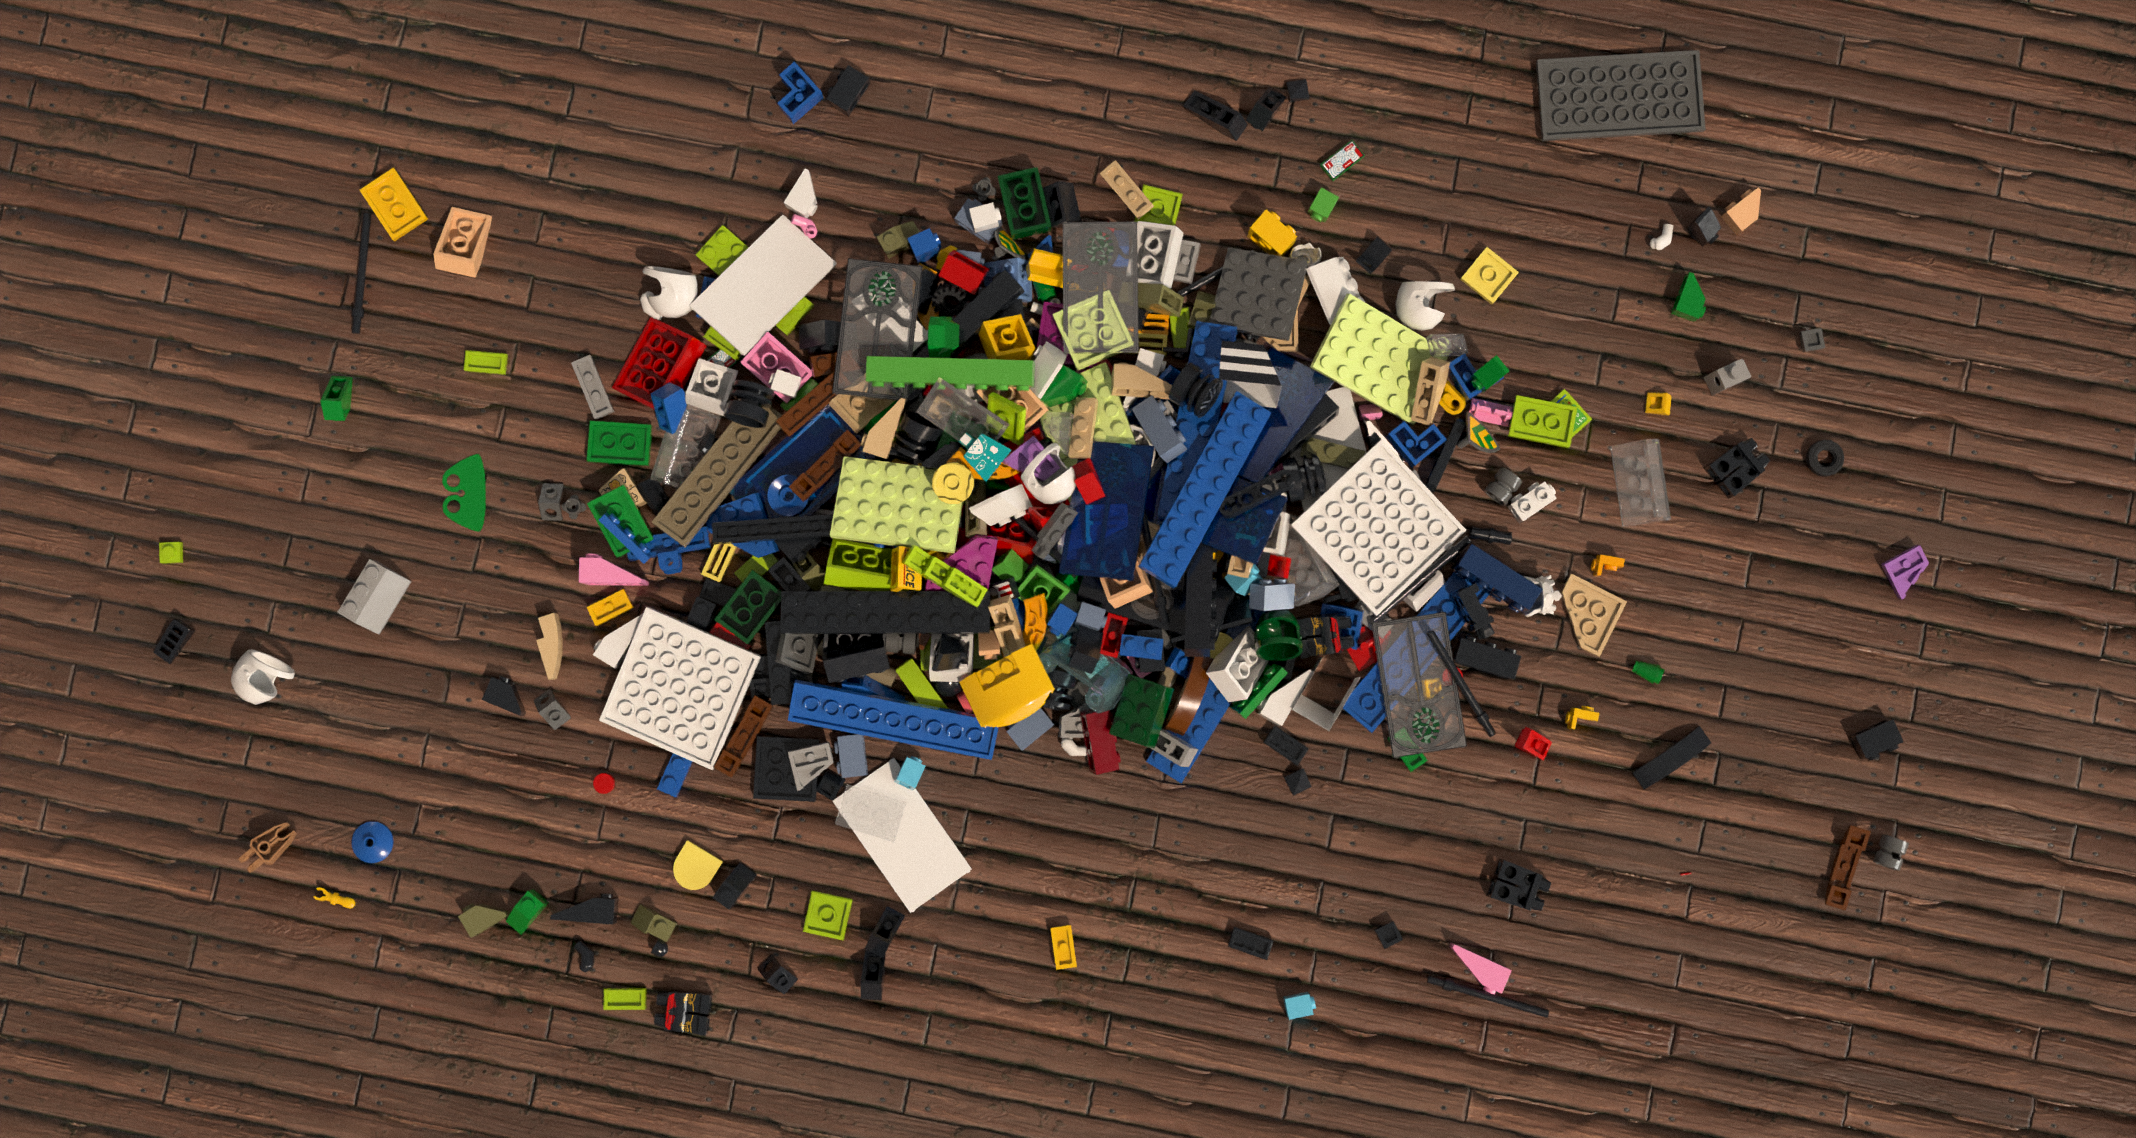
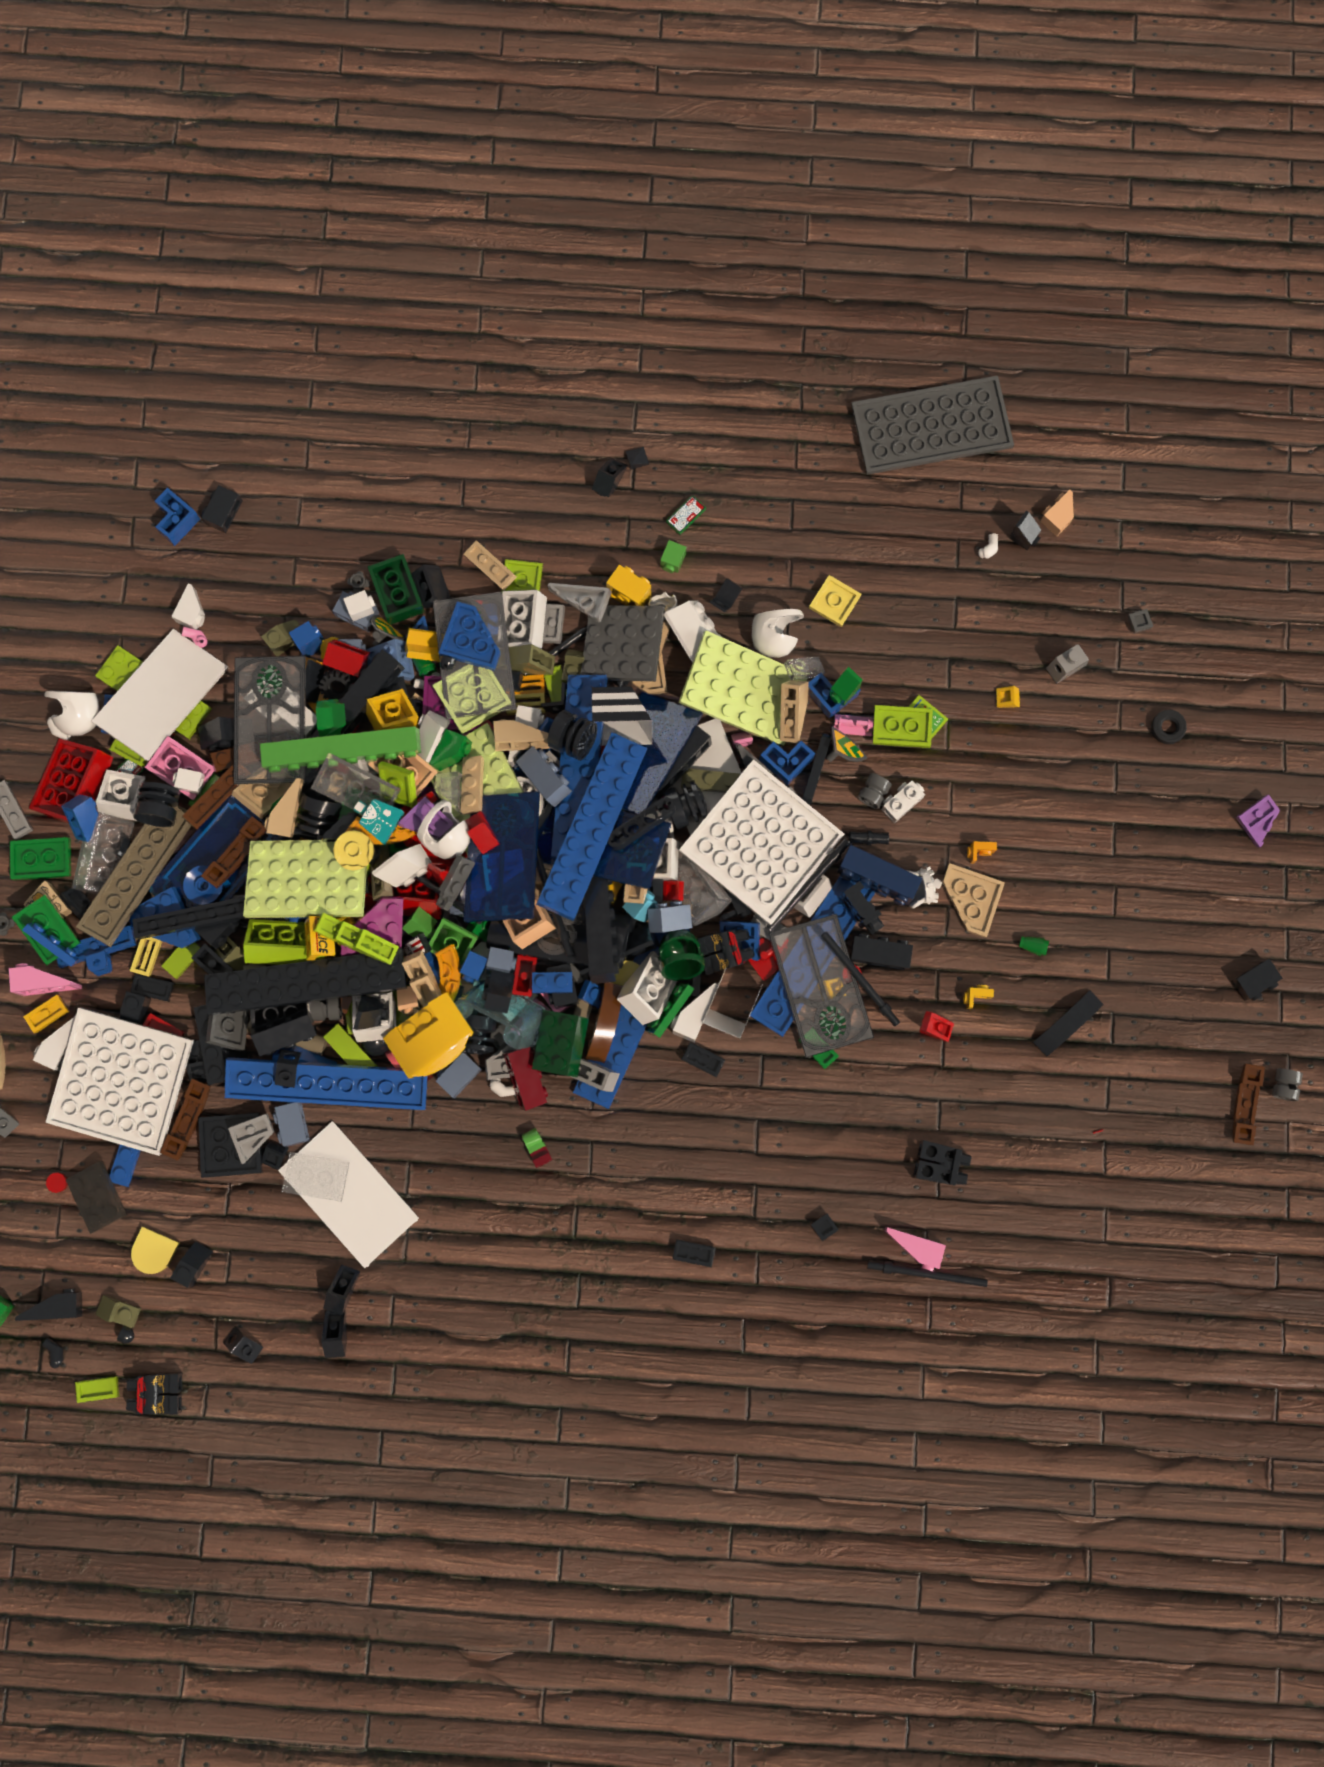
camera: 10 degrees left, 5 degrees down
(643, 804) = (96, 1197): none -> clear smoke plate
(749, 606) = (177, 995): dark green brick -> none
(827, 915) = (285, 1281): lime tile -> none
(856, 700) = (287, 1069): none -> black bracket
(910, 773) = (348, 1133): medium azure brick -> none
(1063, 947) = (515, 1281): yellow plate -> none
(1072, 292) = (448, 662): none -> black hinge
(1098, 270) = (469, 639): none -> blue plate
(1102, 813) = (536, 1148): none -> leg
(1217, 115) = (565, 488): black slope -> none
(1225, 240) = (585, 598): none -> light grey wing
(1297, 781) = (719, 1092): black slope -> none
(1299, 1005) = (748, 1307): medium azure brick -> none
(1447, 398) = (812, 715): yellow plate -> none
(1640, 482) = (1001, 771): clear slope -> none
(1689, 300) = (1022, 599): green slope -> none
(1744, 464) = (1093, 740): black hips -> none

